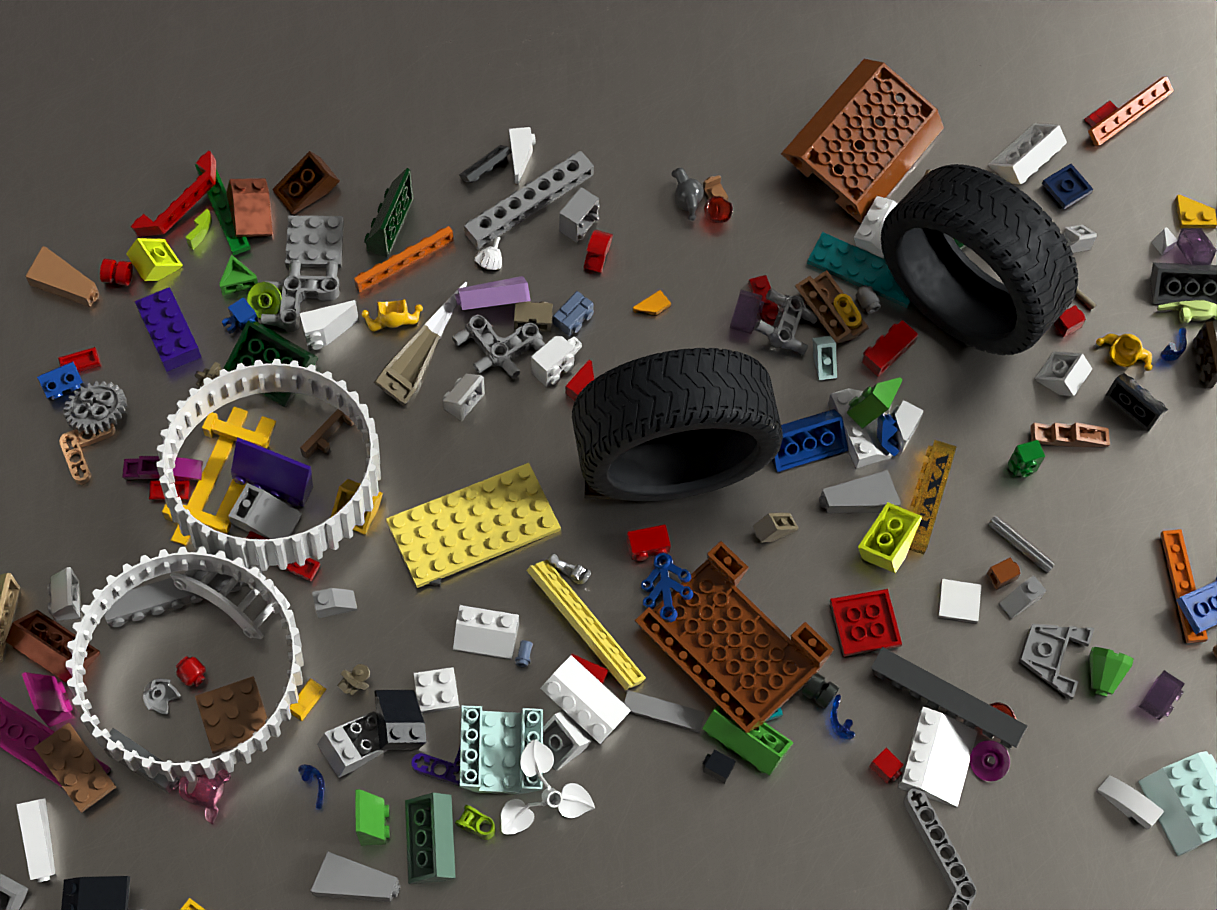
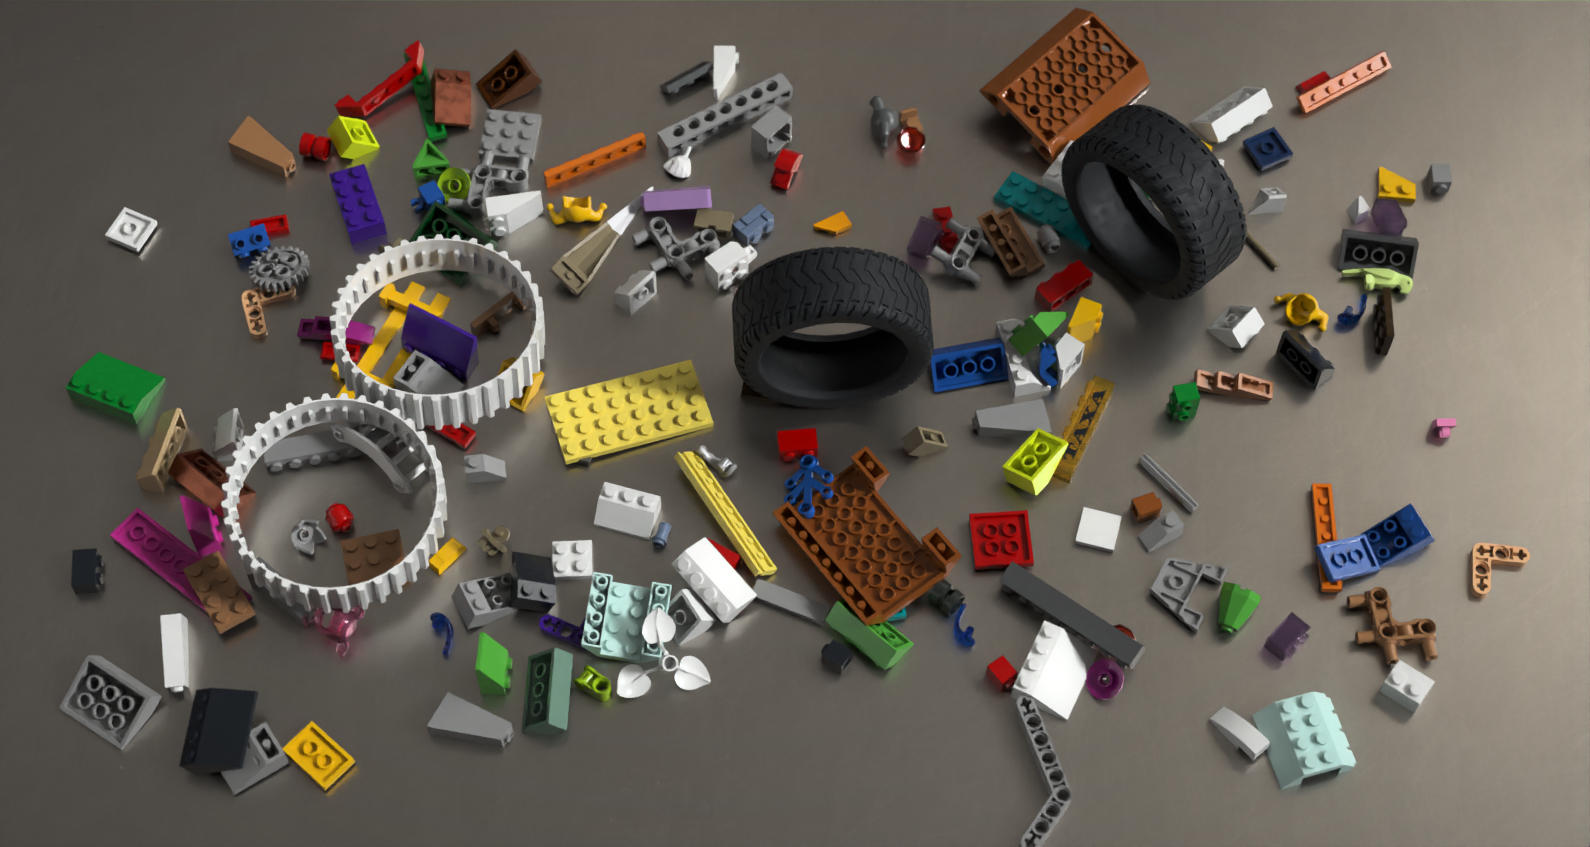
camera: 10 degrees right, 5 degrees down
(202, 225) = (403, 111): lime slope -> none
(390, 215) = (587, 117): dark green slope -> none
(825, 357) = (997, 289): light aqua slope -> none
(847, 312) = (1027, 247): yellow plate -> none
(918, 383) = (1085, 320): none -> yellow slope
(1070, 321) = (1249, 276): red brick -> none

